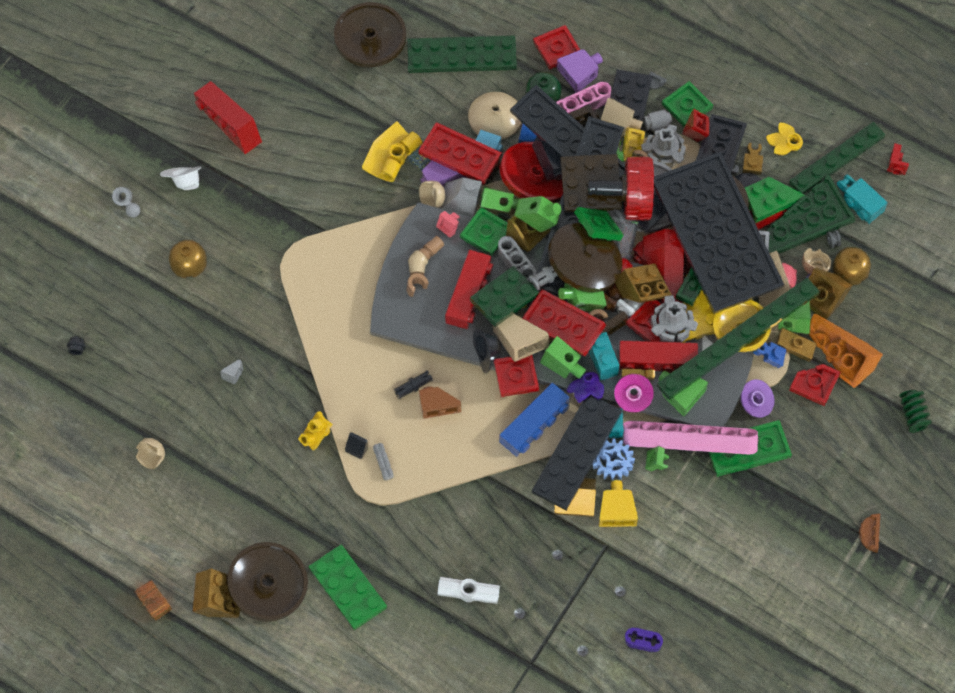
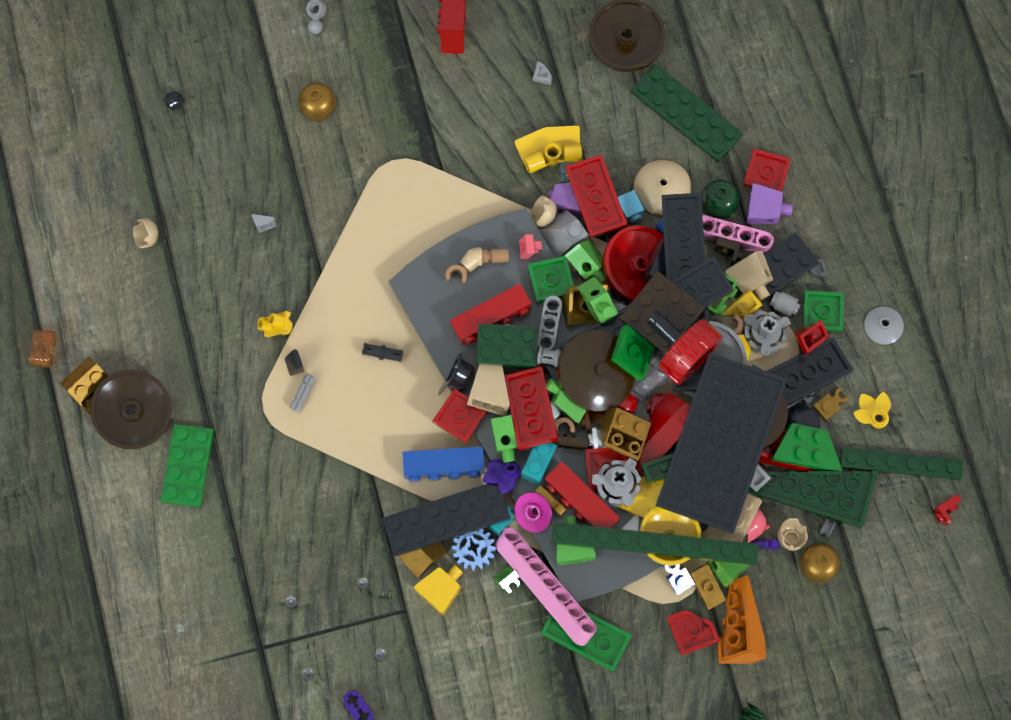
camera: 45 degrees right, 10 degrees up
(183, 177) = (374, 31): white piece -> none
(334, 110) = (542, 74): none -> light grey tile
(437, 402) = (383, 381): dark orange slope -> none
(455, 588) = (275, 560): white piece -> none
(734, 88) = (883, 334): none -> light grey dish
(763, 398) = (637, 608): medium lavender dish -> none
(832, 292) = (775, 565): pearl gold slope -> none
(862, 198) = (885, 515): teal brick -> none

